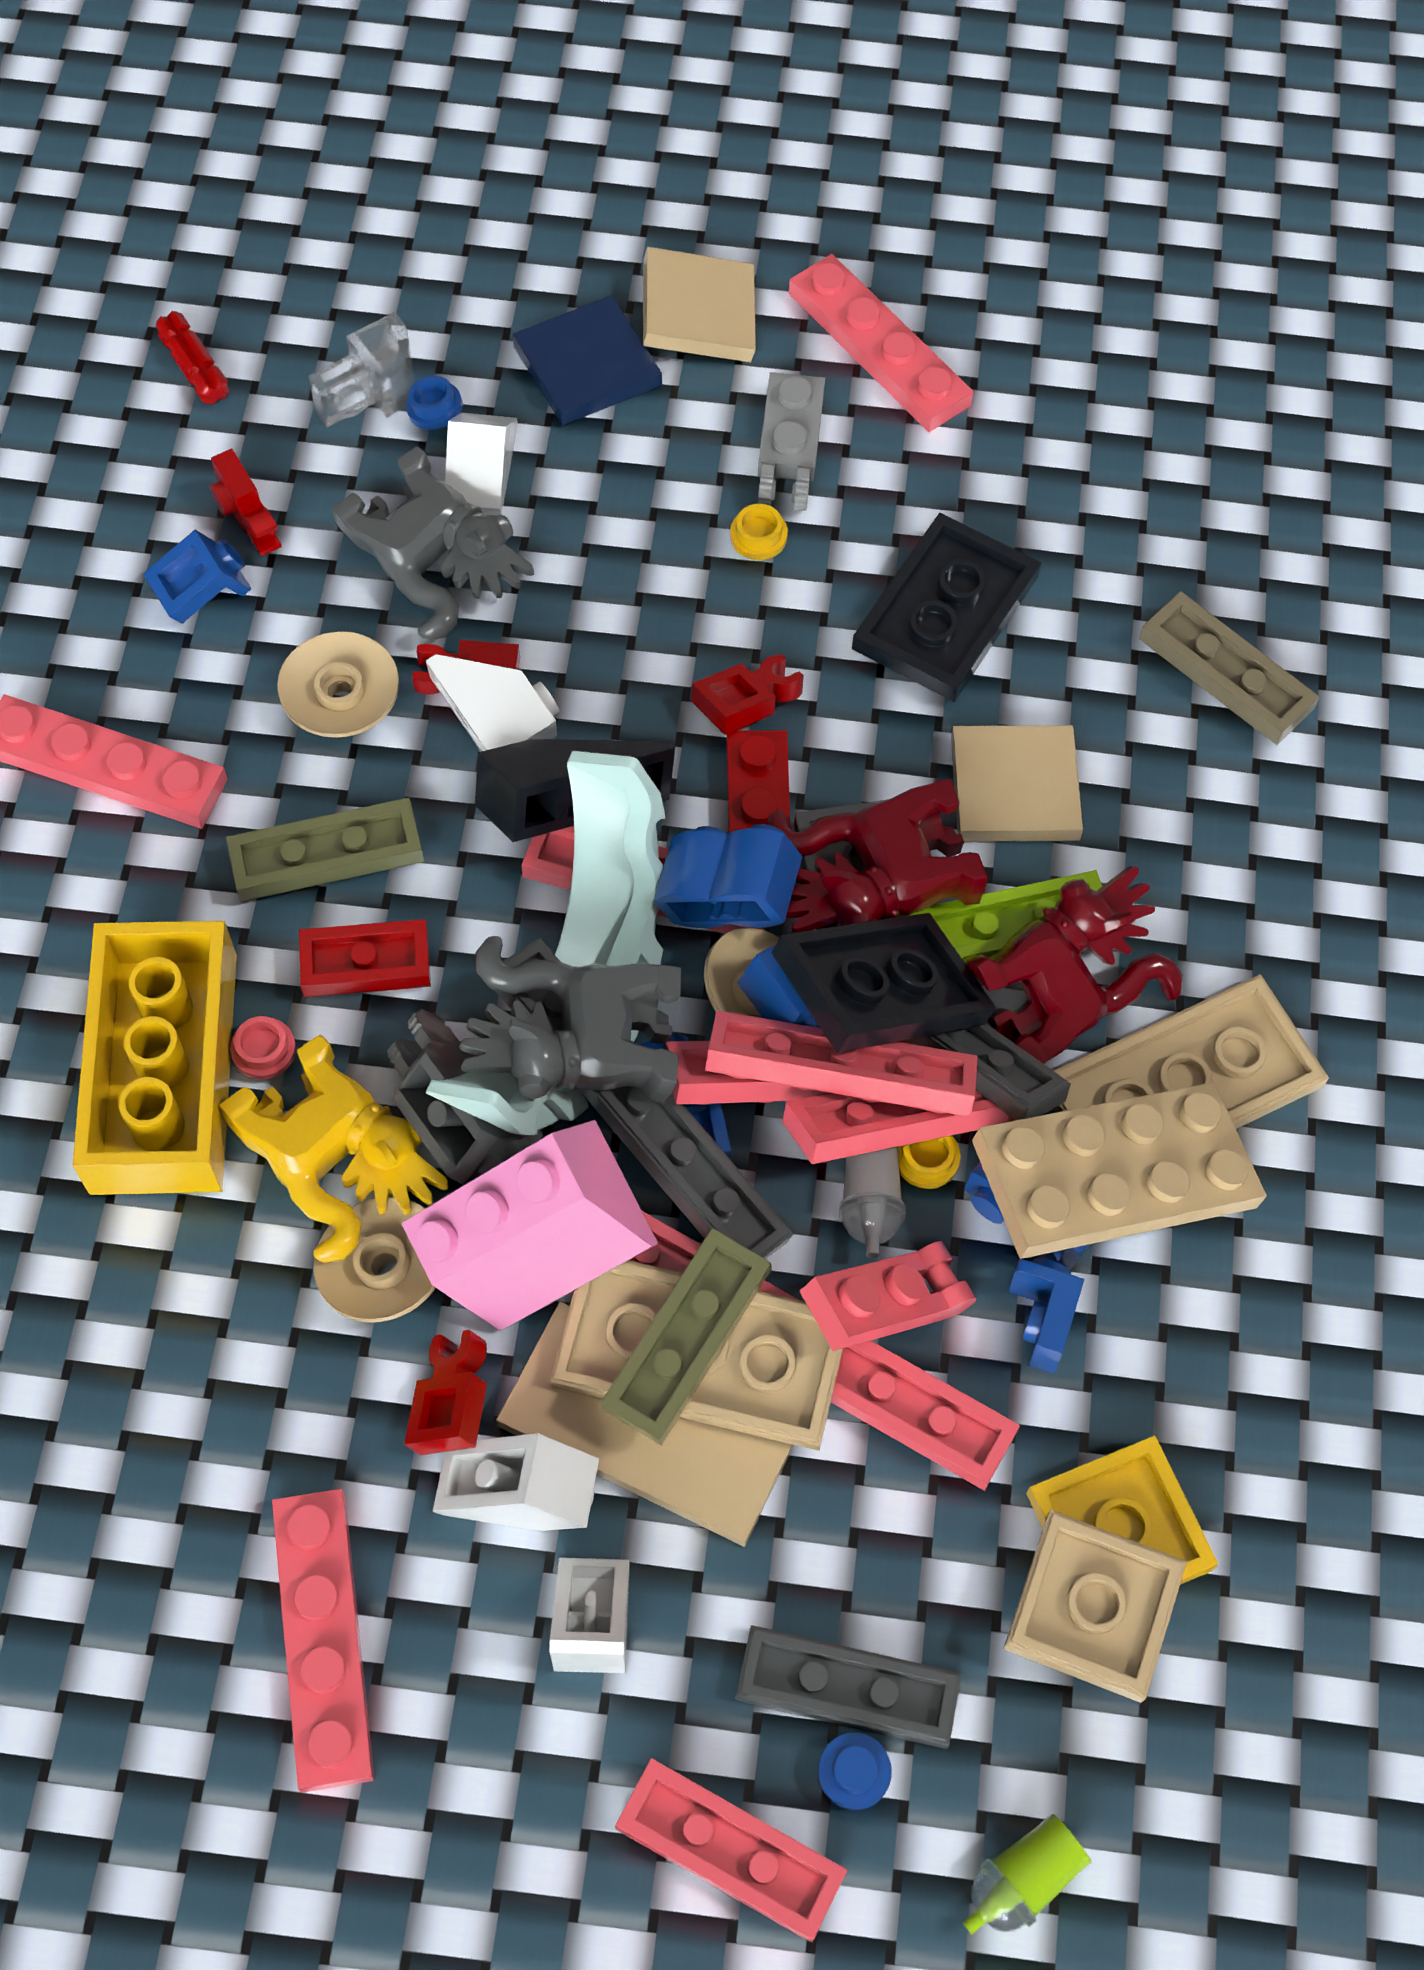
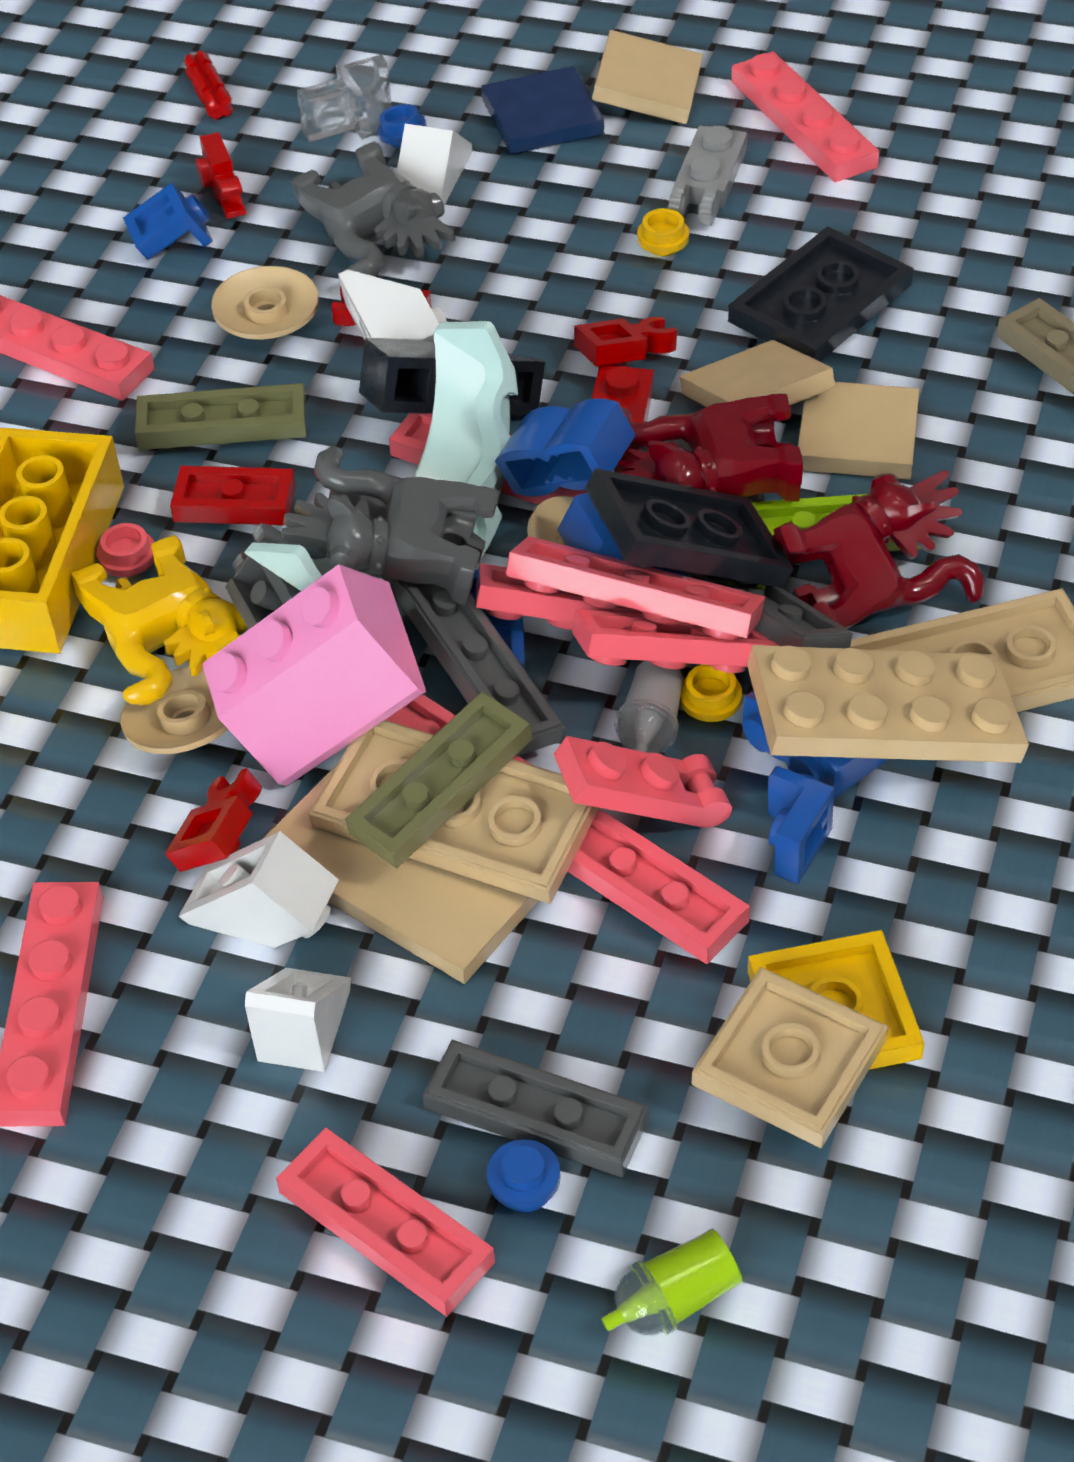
camera: 15 degrees right, 15 degrees down
(902, 737) = (758, 372): none -> tan tile

